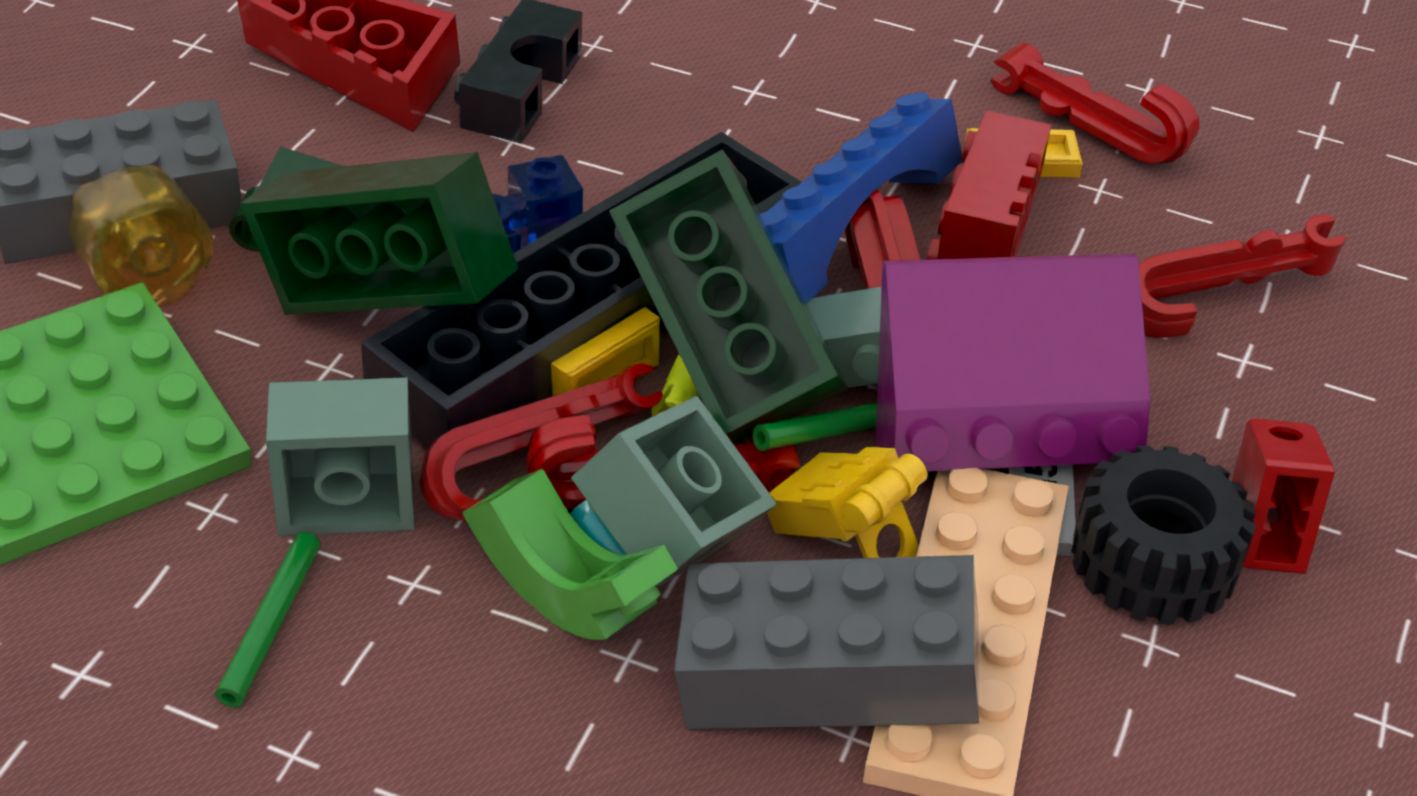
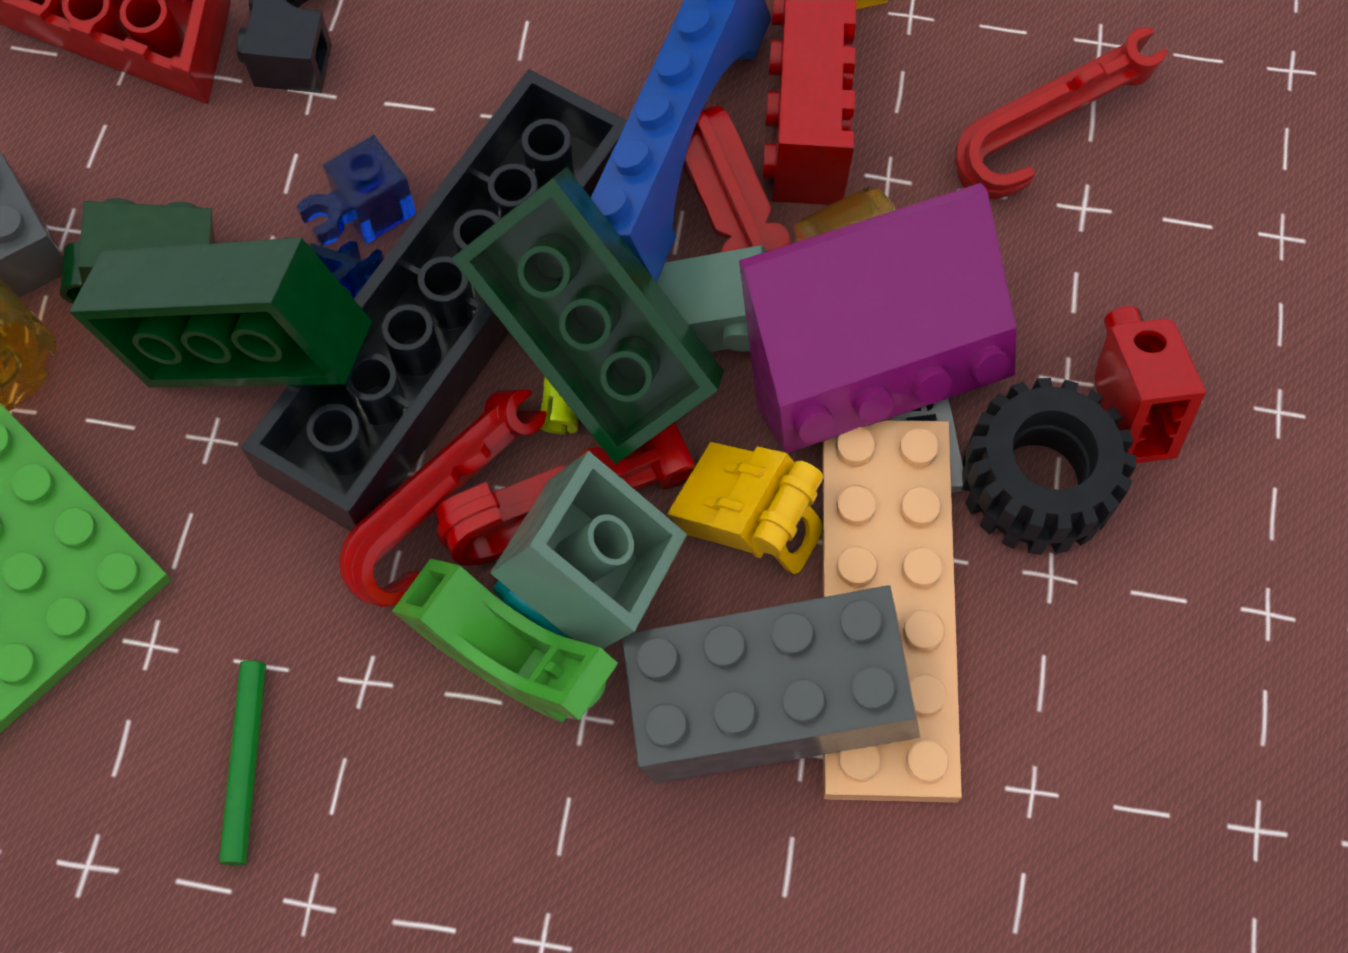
camera: 10 degrees left, 25 degrees up
(340, 456) = (257, 580): sand green brick -> none
(609, 353) = (486, 373): yellow tile -> none
(815, 427) = (701, 418): green piece -> none

